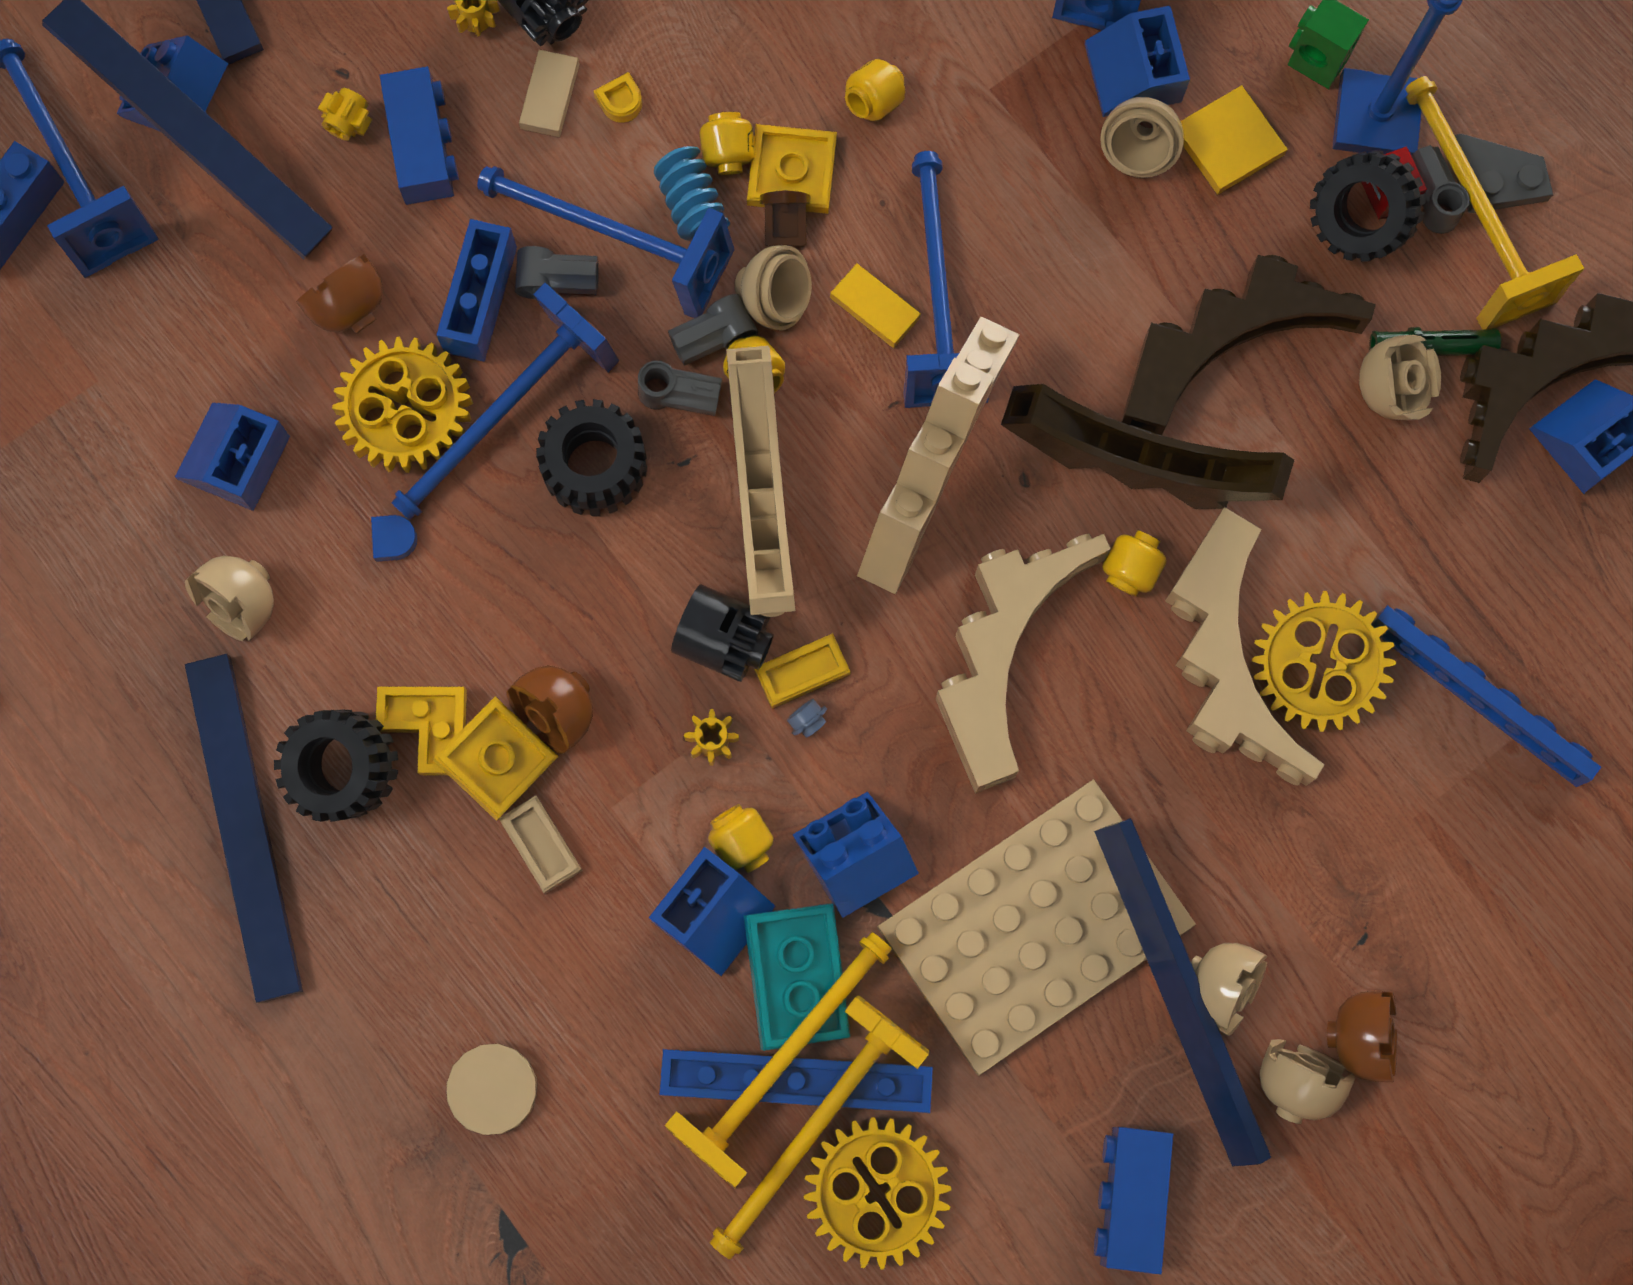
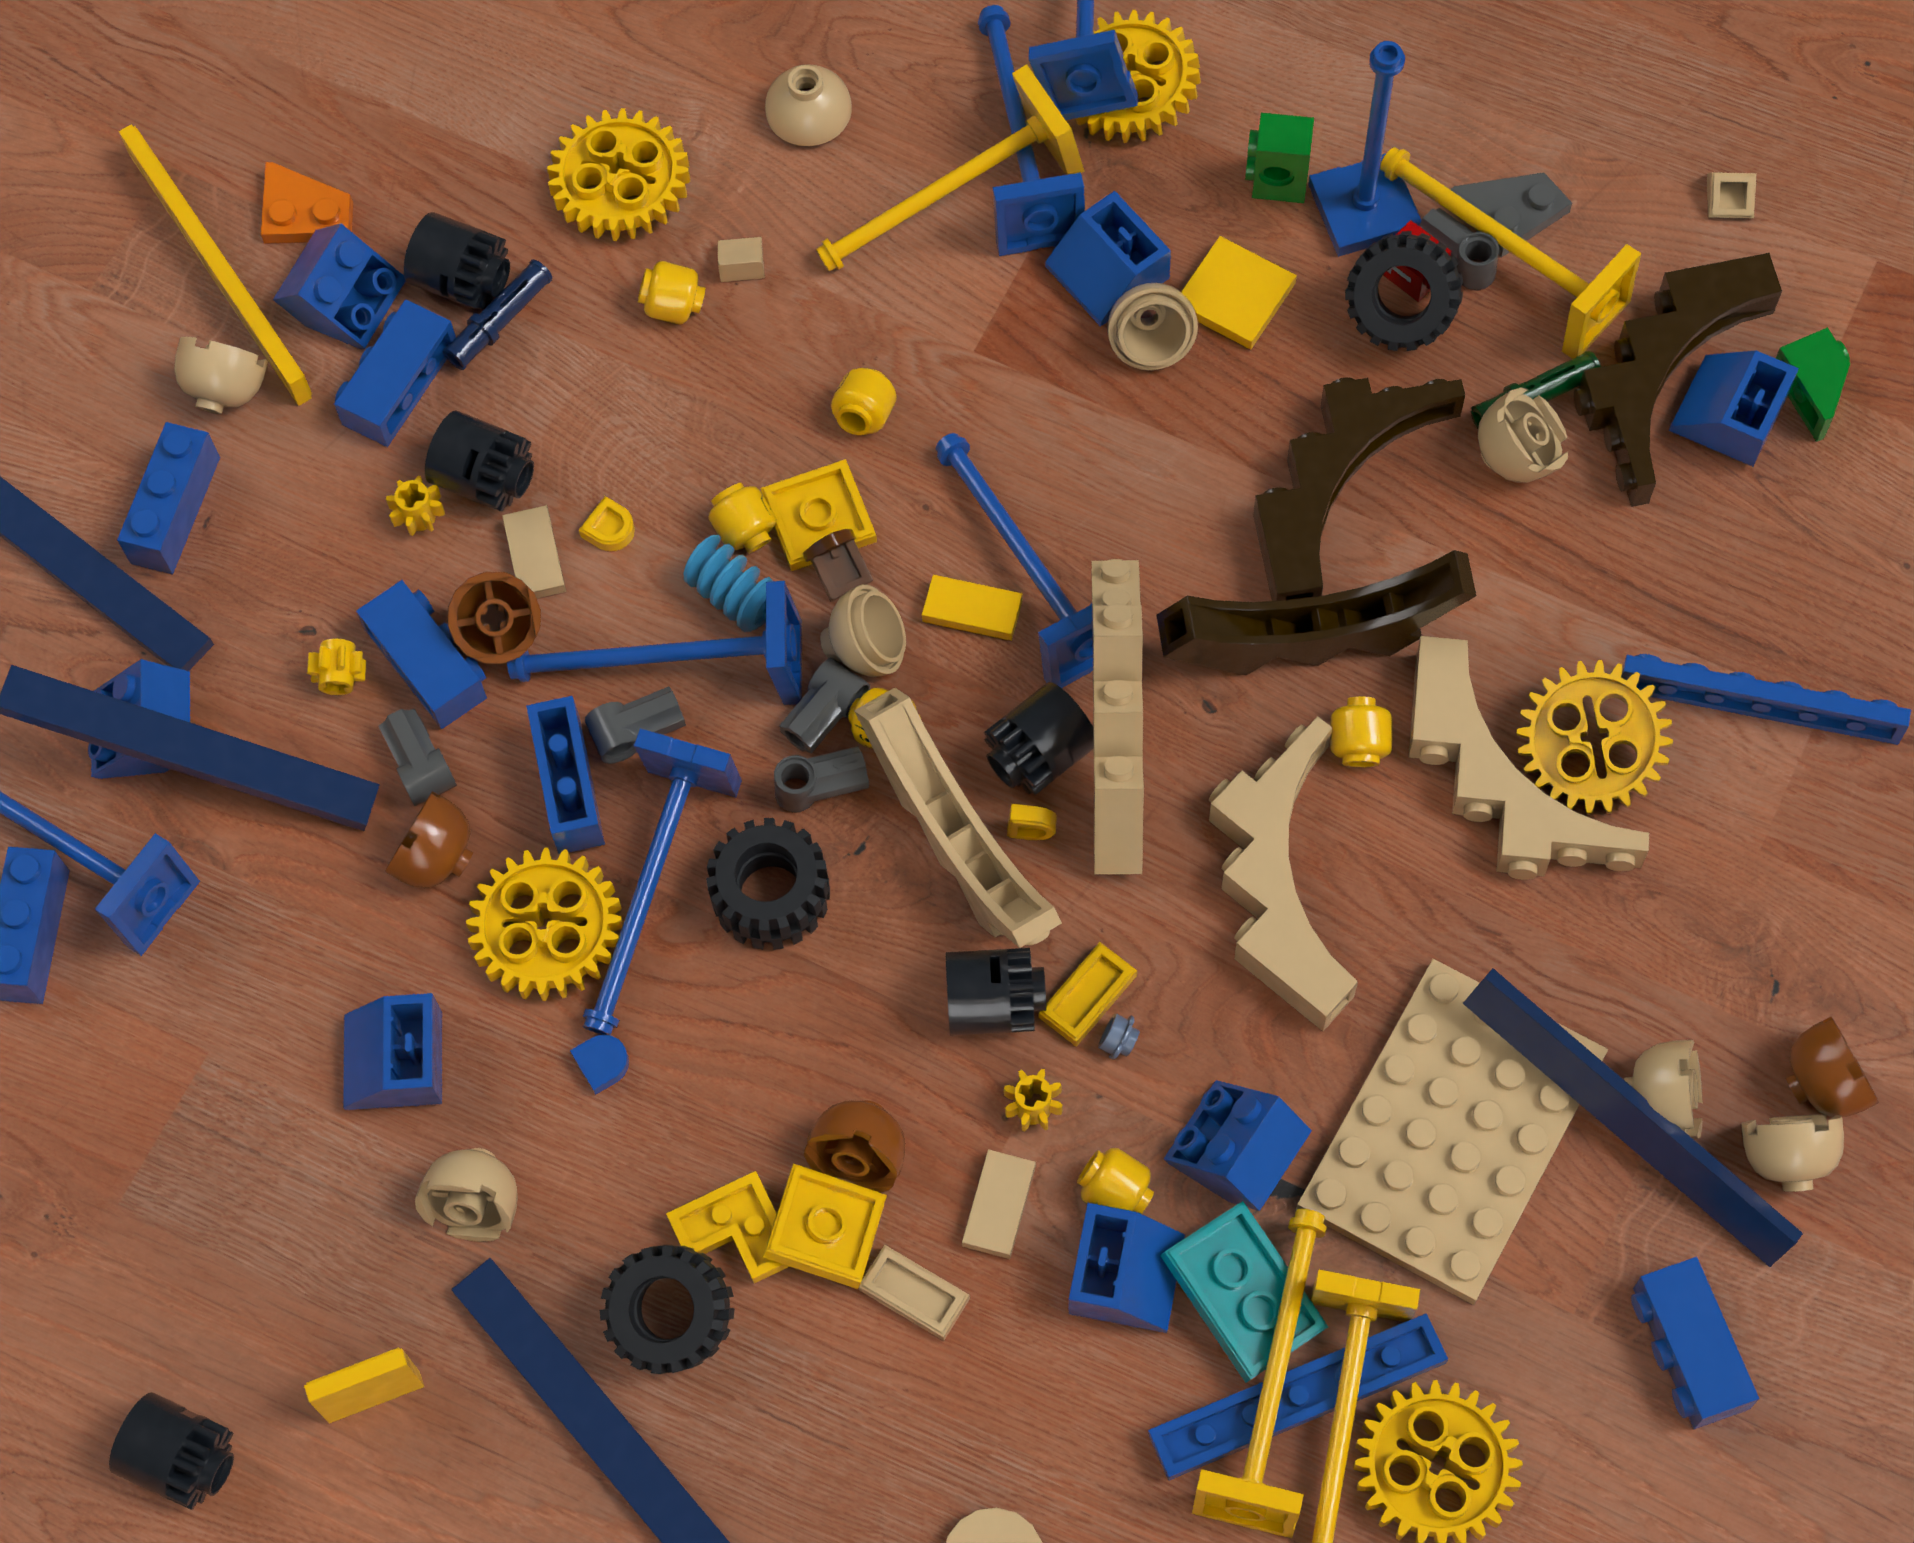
camera: 20 degrees left, 10 degrees down
(73, 709) = (364, 1385): none -> yellow tile
(371, 228) = (419, 763): none -> dark grey piece
(483, 132) = (494, 617): none -> dark orange cylinder
(643, 807) = (999, 1204): none -> tan tile
(828, 508) = (1031, 822): none -> yellow tile
(866, 443) = (1039, 739): none -> black gear

